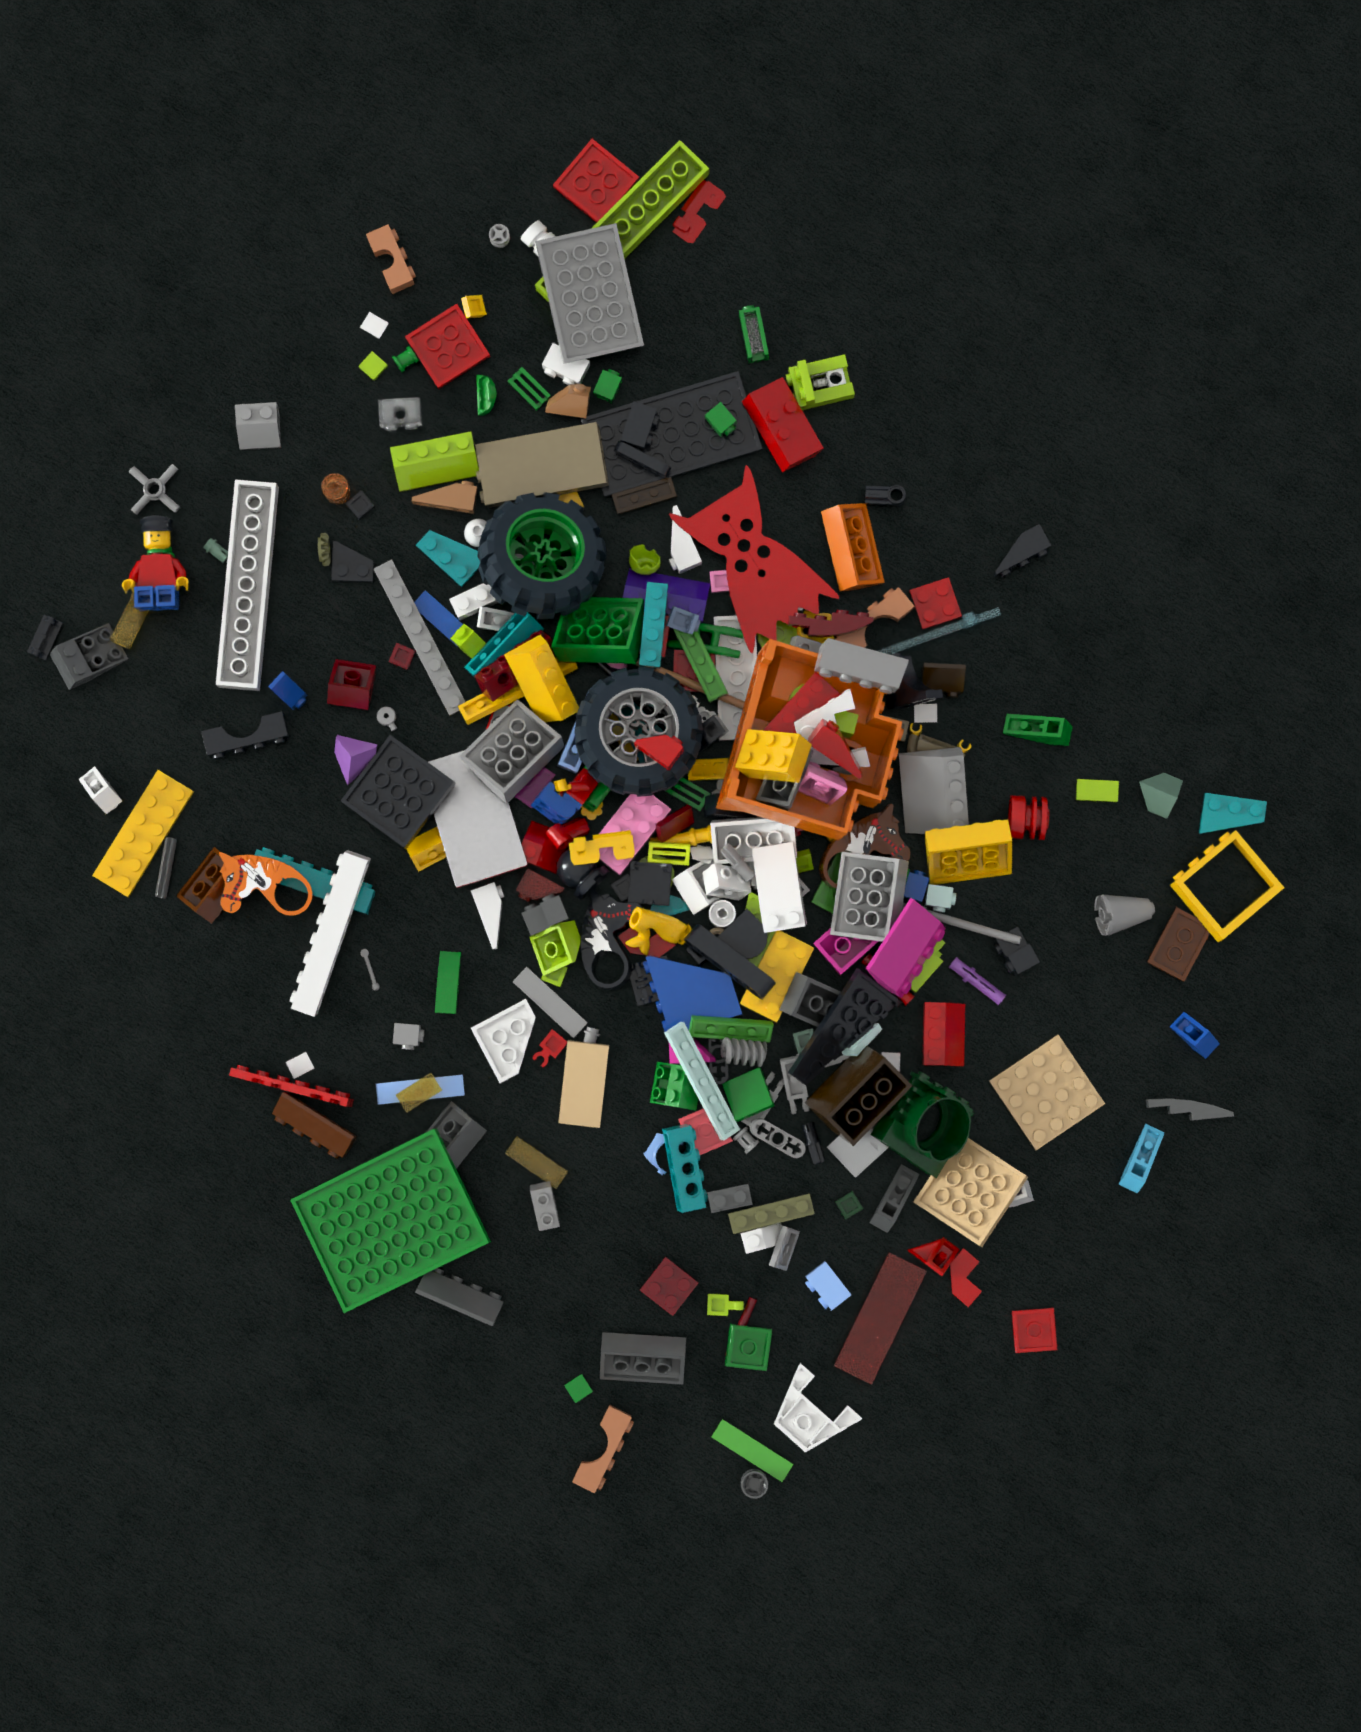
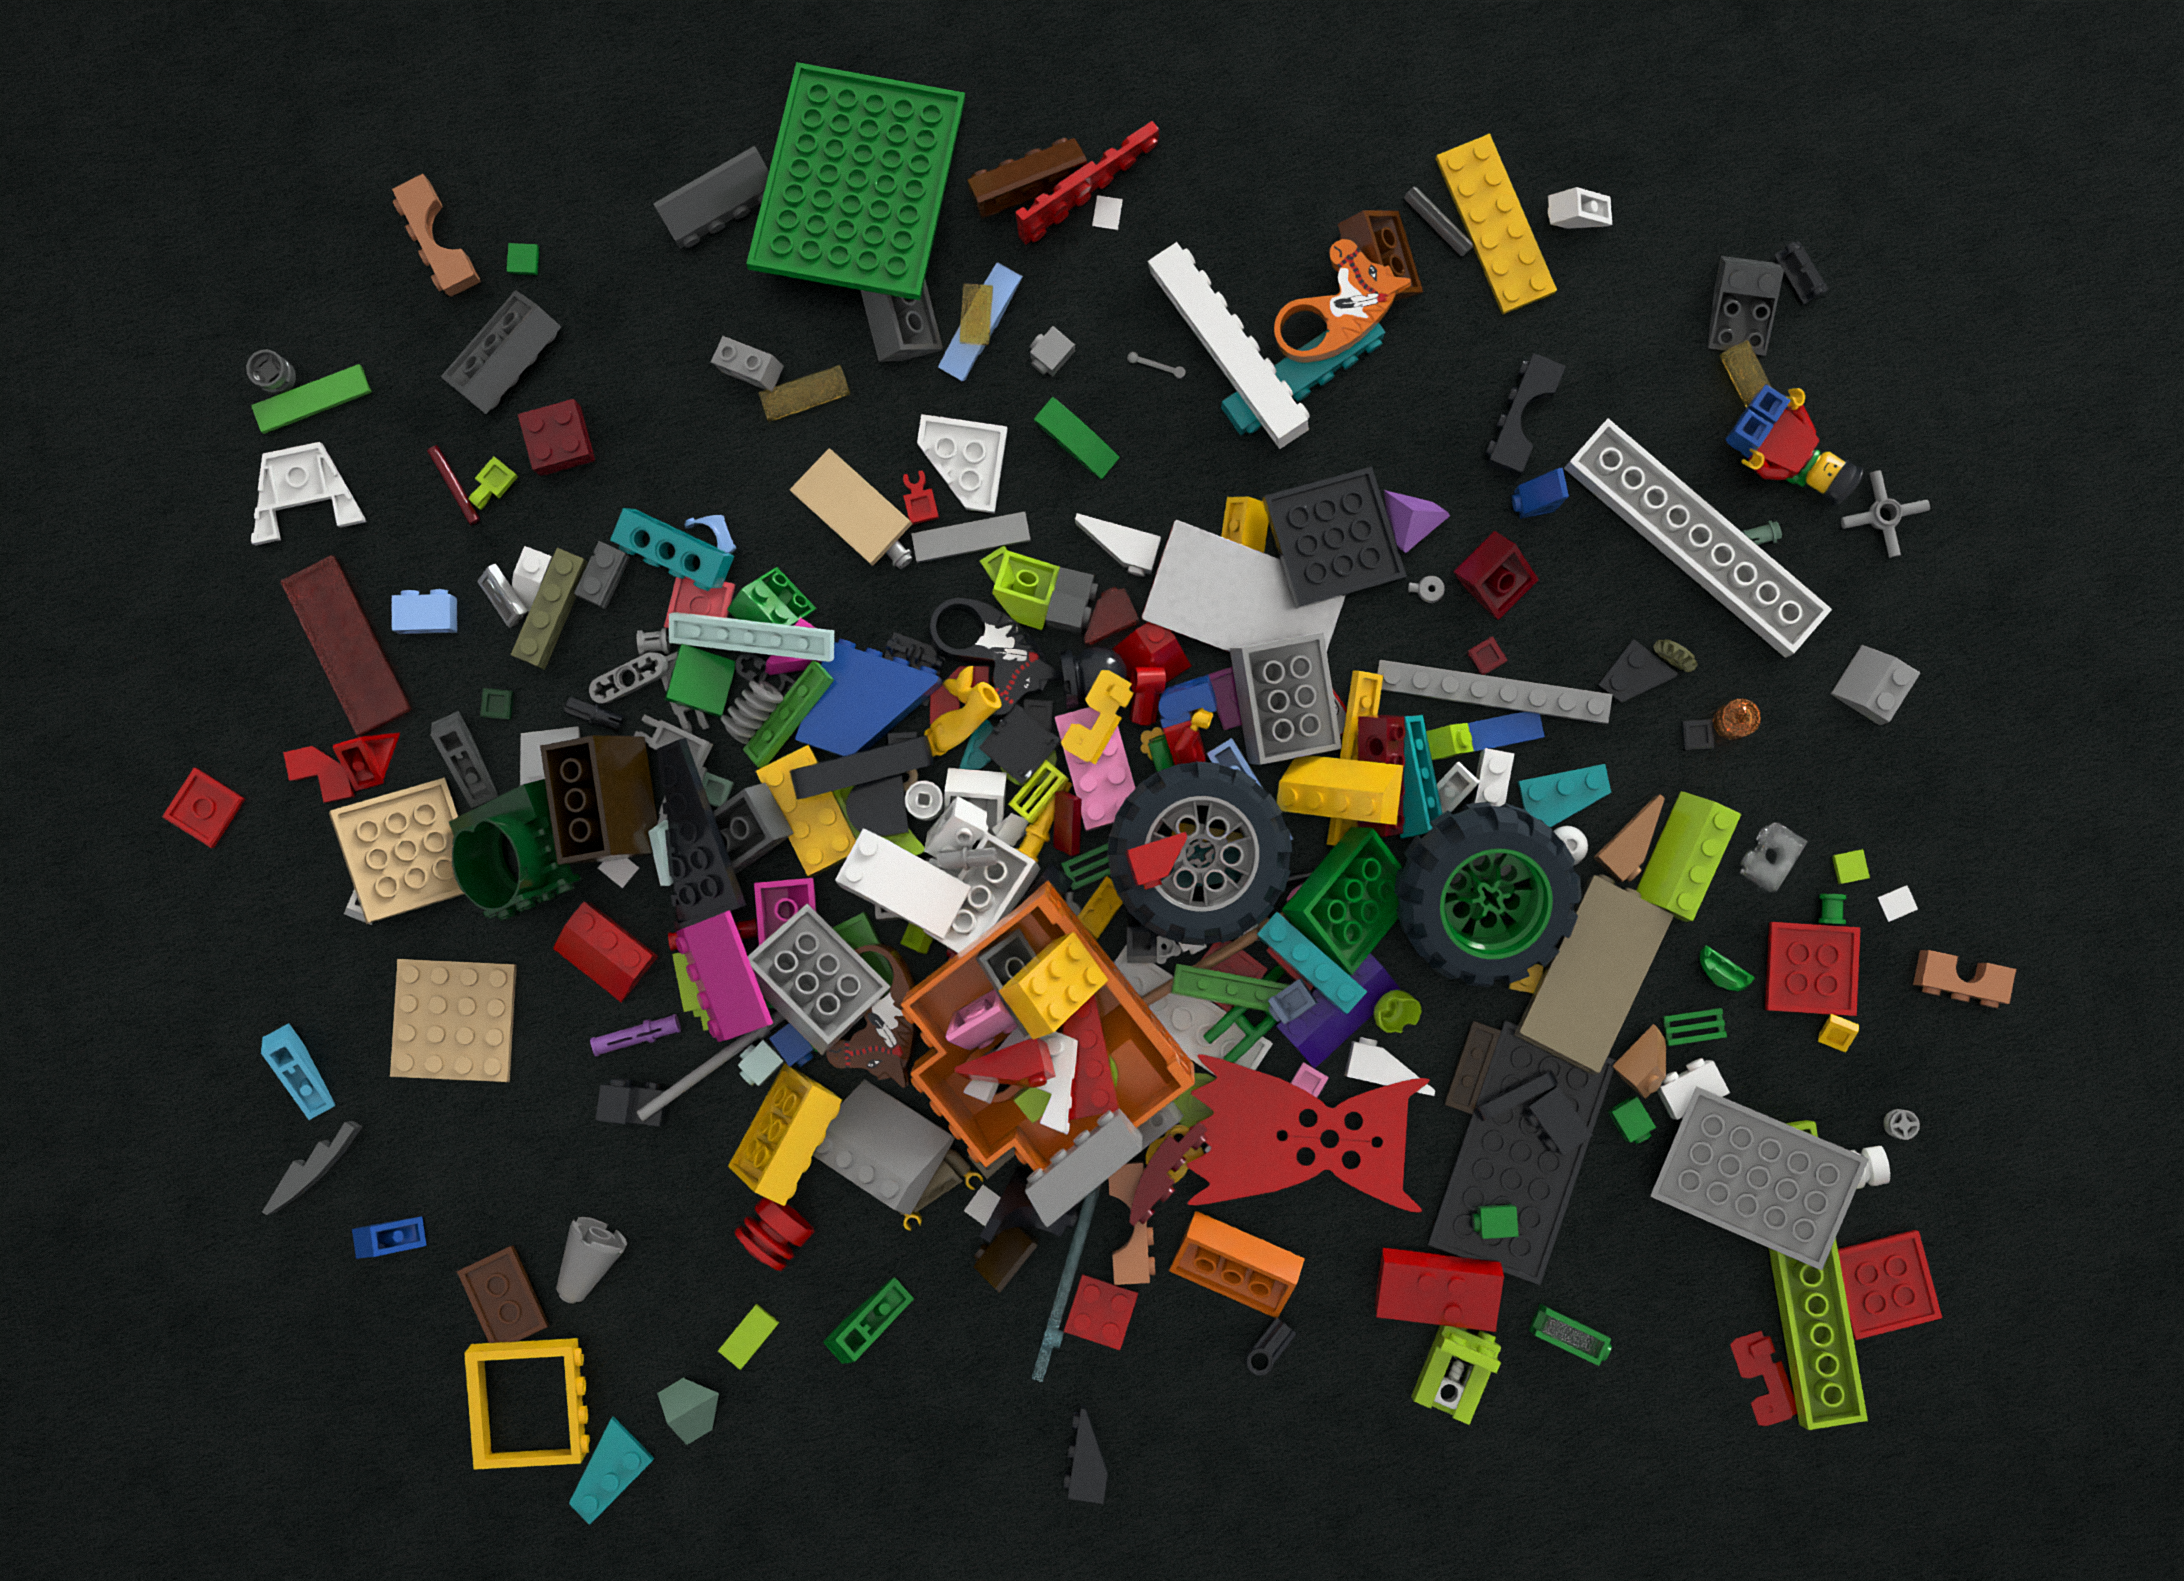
camera: 130 degrees right, 0 degrees up
(748, 1347) = (424, 476): green tile -> none

